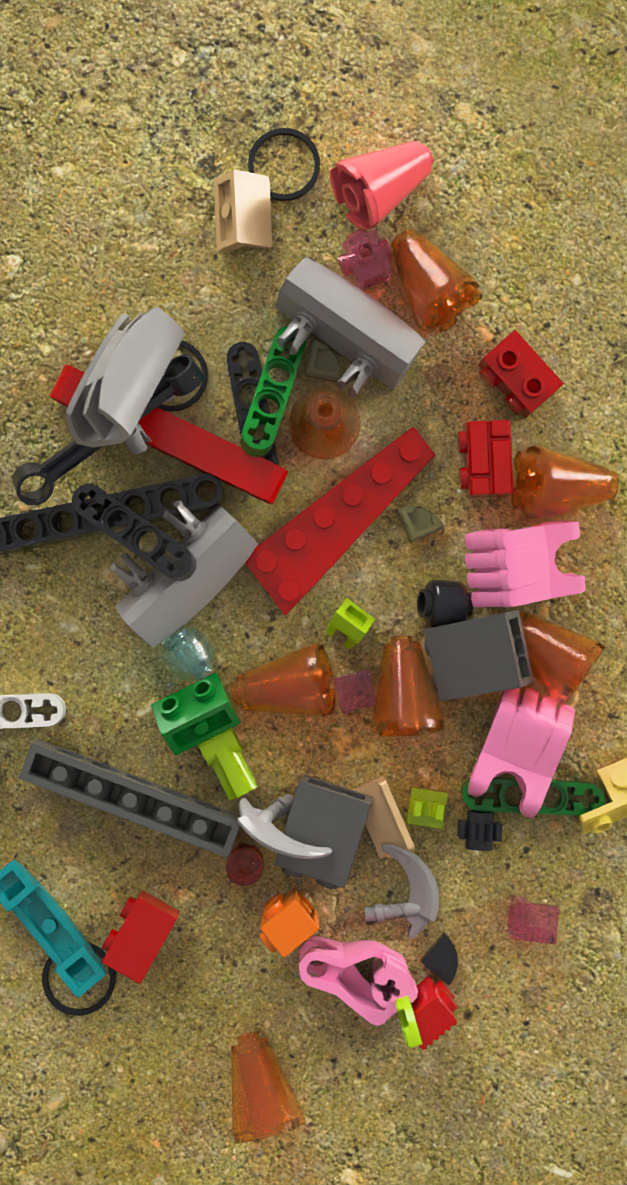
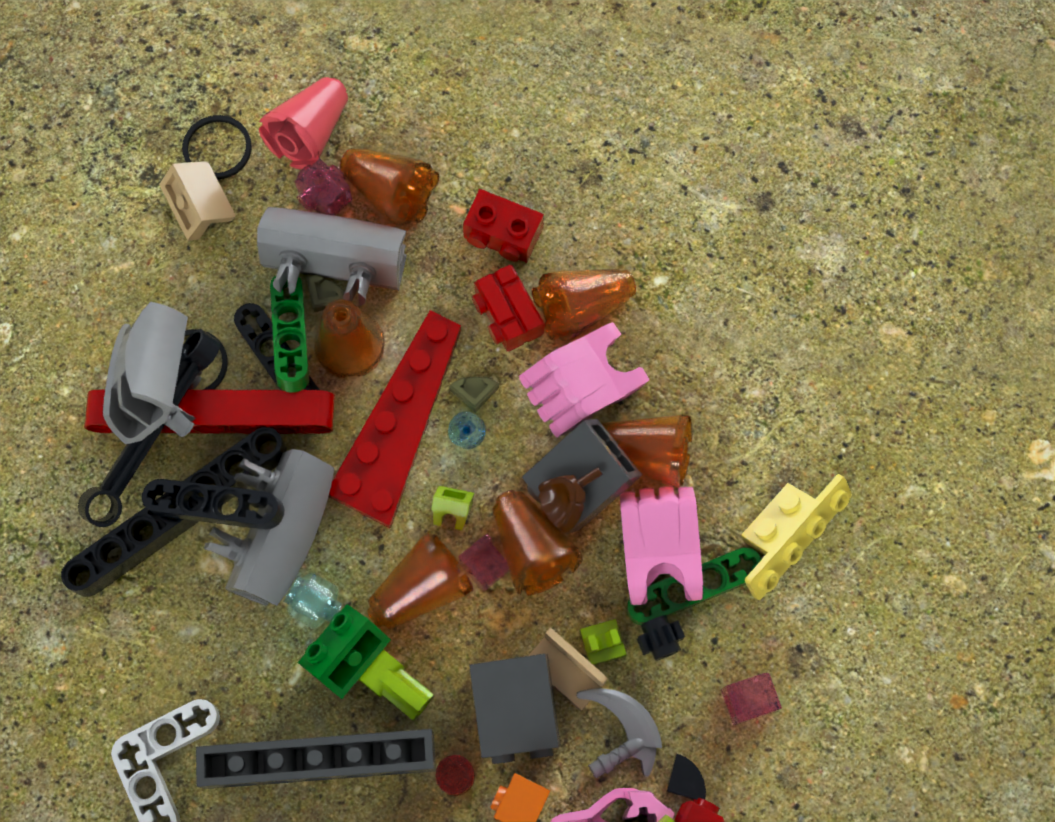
camera: 25 degrees left, 15 degrees down
(259, 826) = (453, 723): piece -> none
(395, 558) = (466, 430): none -> clear light blue tile
(444, 602) = (527, 446): black head -> none
(453, 674) = (564, 498): none -> reddish brown piece

